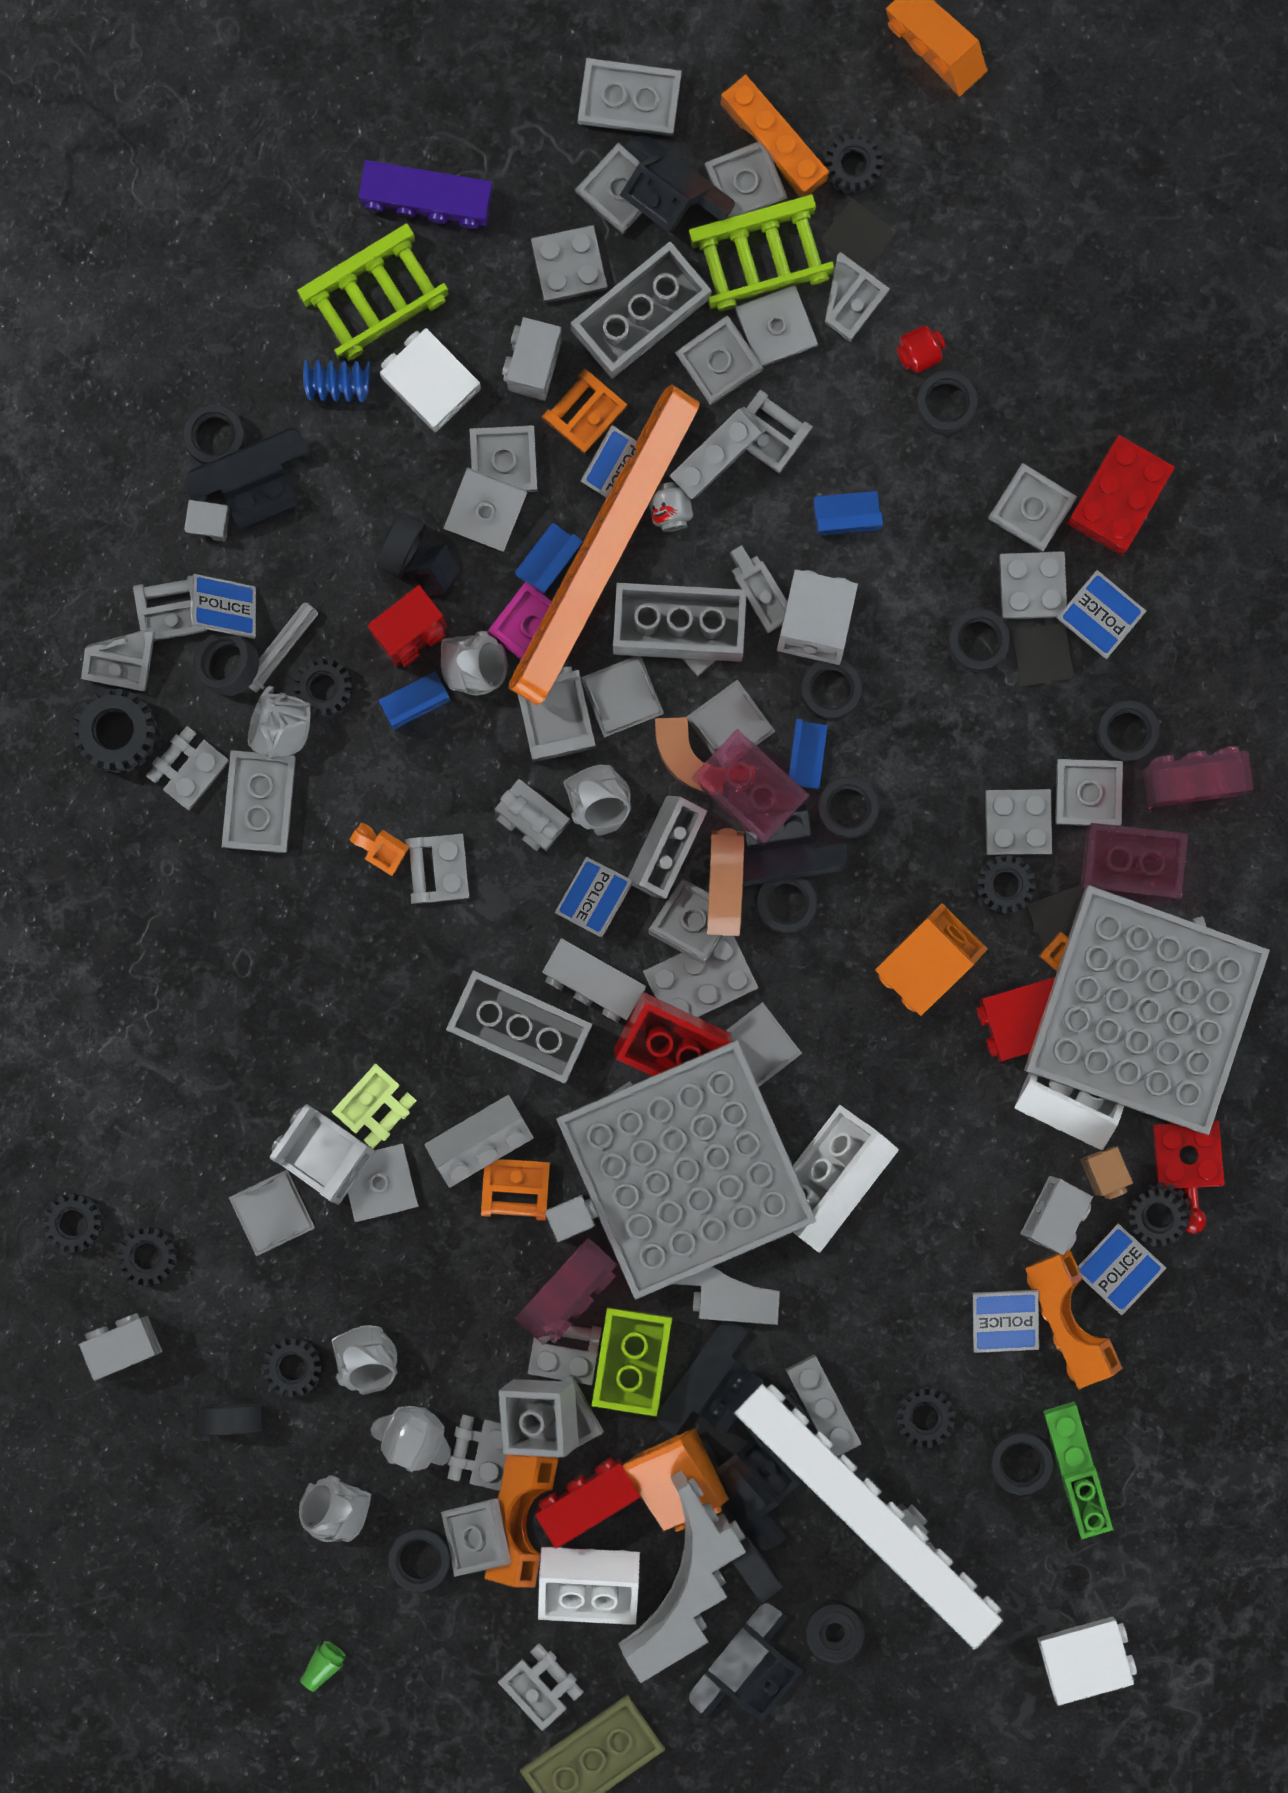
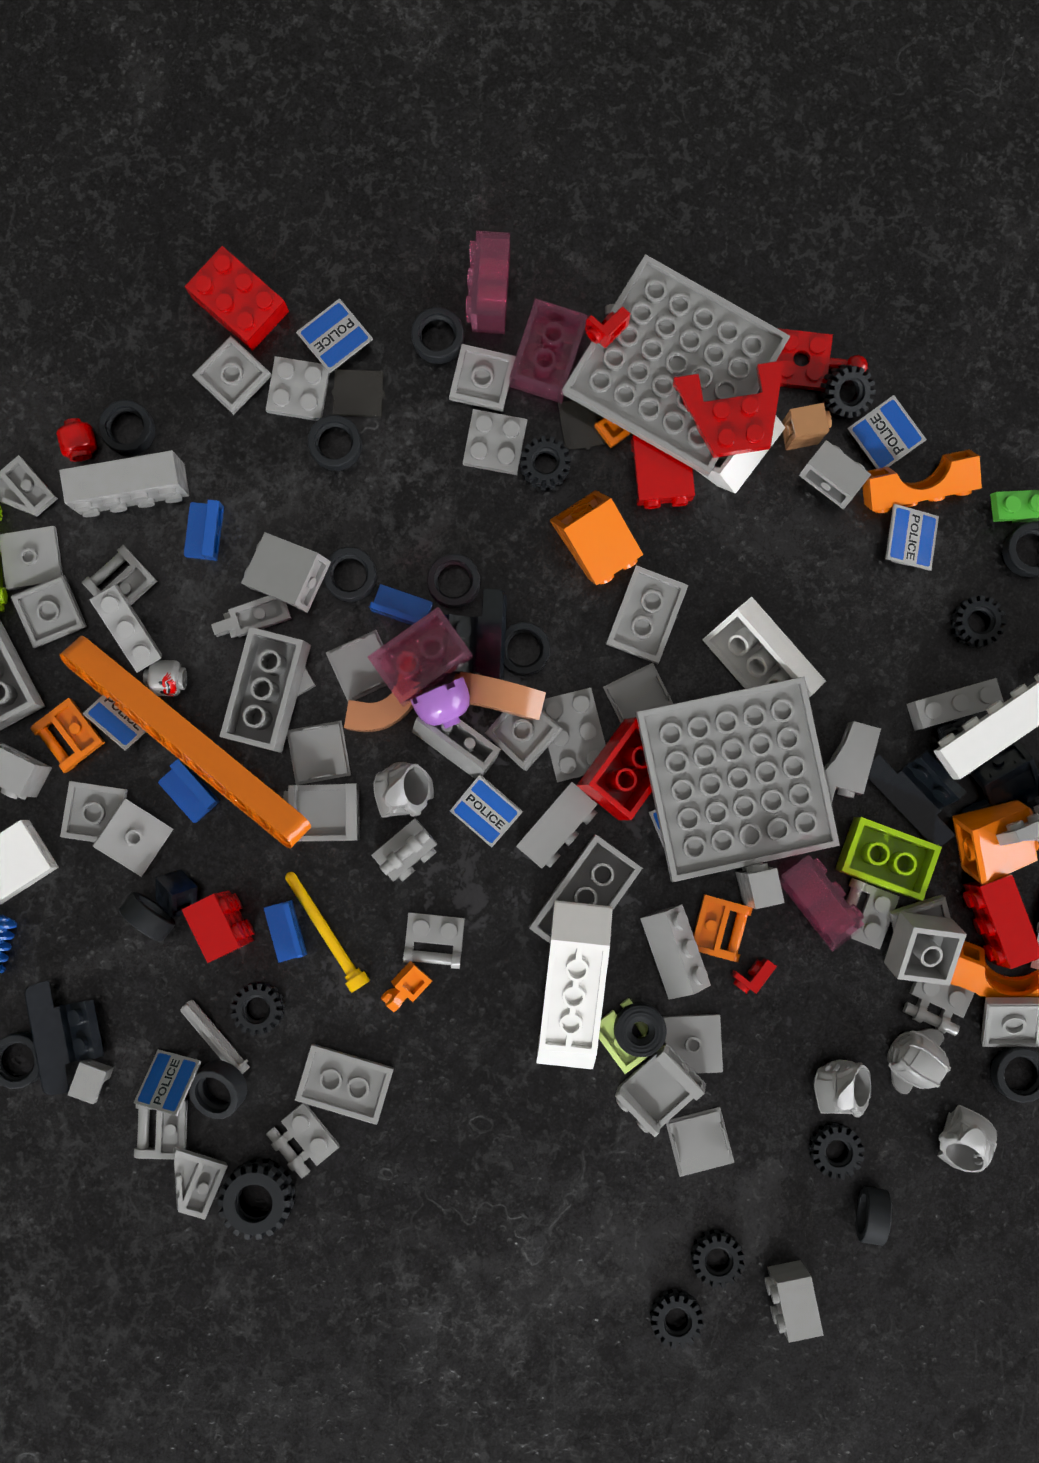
camera: 80 degrees left, 0 degrees up
(279, 724) = (281, 1054): light grey piece -> none
(379, 788) = (354, 977): none -> yellow piece
(403, 1117) = (656, 1030): none -> black tyre
(419, 1032) = (575, 984): none -> white slope
(473, 663) = (263, 874): light grey piece -> none
(473, 1241) = (758, 972): none -> red bracket
(520, 619) = (234, 826): dark pink plate -> none
(702, 823) = (443, 704): none -> medium lavender cylinder
(854, 1035) = (647, 614): none -> light grey plate
(880, 416) = (124, 483): none -> light grey brick
(1090, 1090) = (738, 422): none -> red wing
(1171, 927) = (610, 328): none -> red bracket

